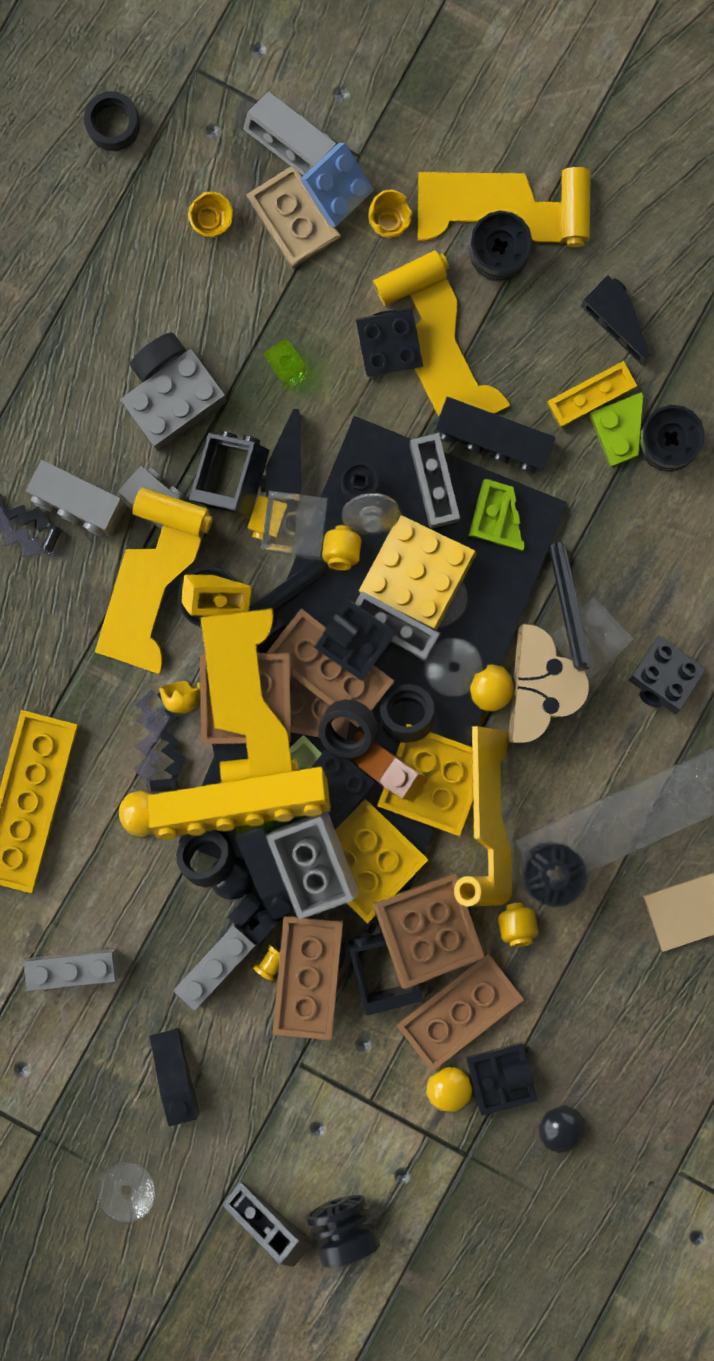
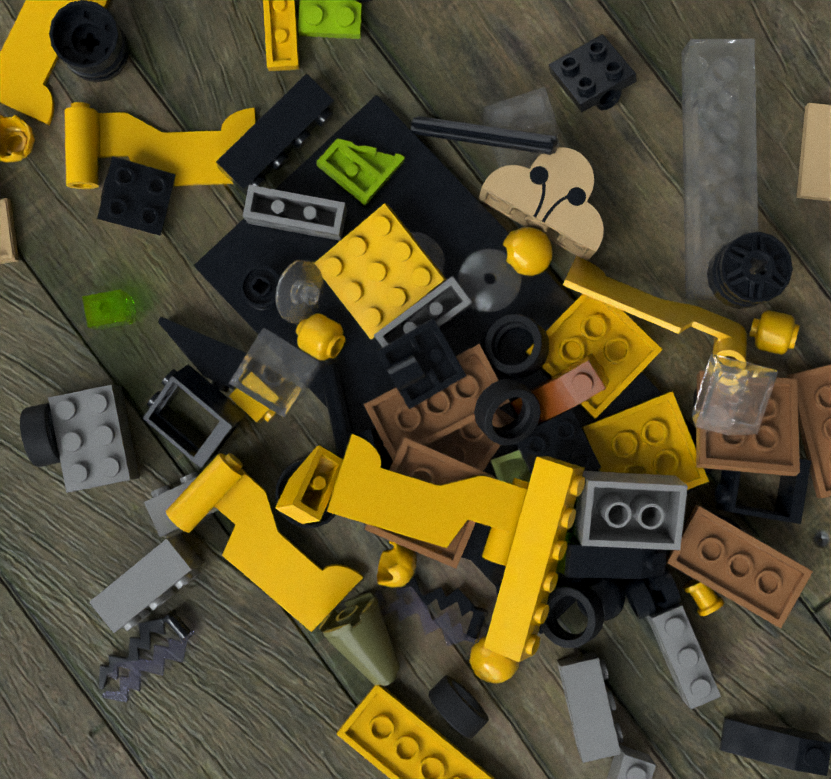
camera: 60 degrees left, 0 degrees up
(89, 799) = (458, 707): none -> black tyre
(109, 697) = (363, 638): none -> olive cone
(137, 909) = (590, 706): none -> light grey brick
(442, 906) = (733, 396): none -> clear slope

